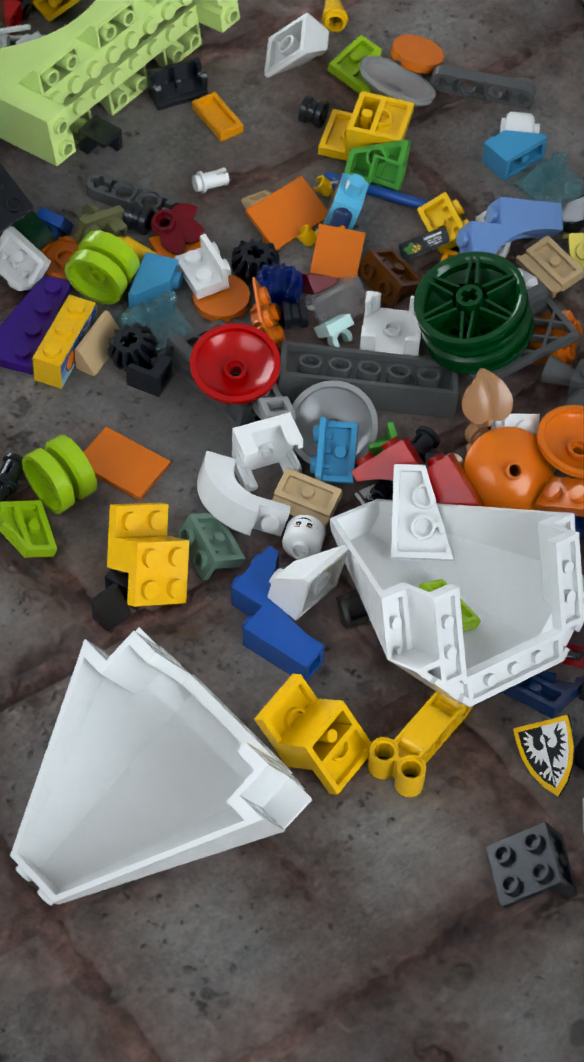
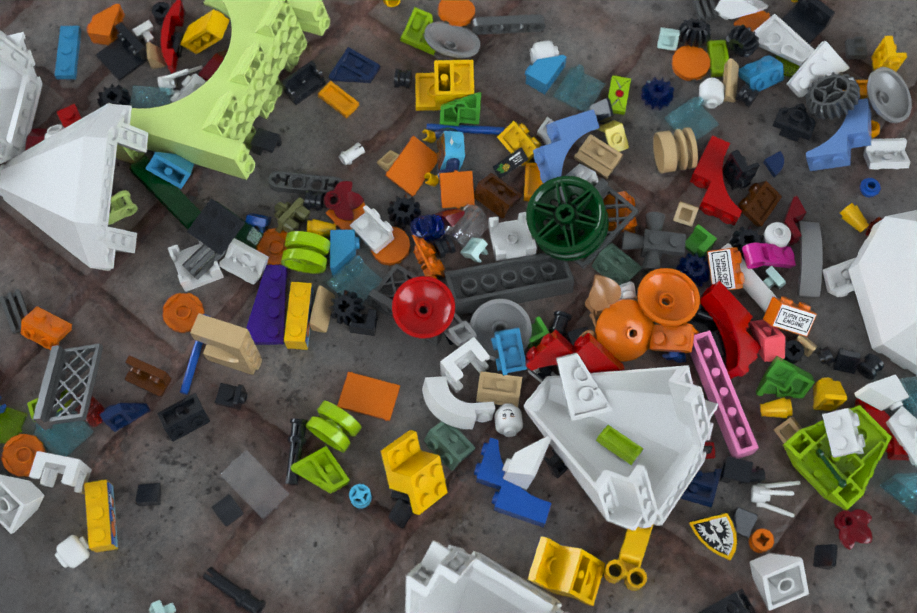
camera: 15 degrees left, 15 degrees up
(69, 567) = (358, 492): none -> medium azure wheel
(252, 85) = (354, 68): none -> dark blue wing
(295, 45) = (372, 28): white slope -> none
(528, 394) = (616, 265): none -> sand green bracket

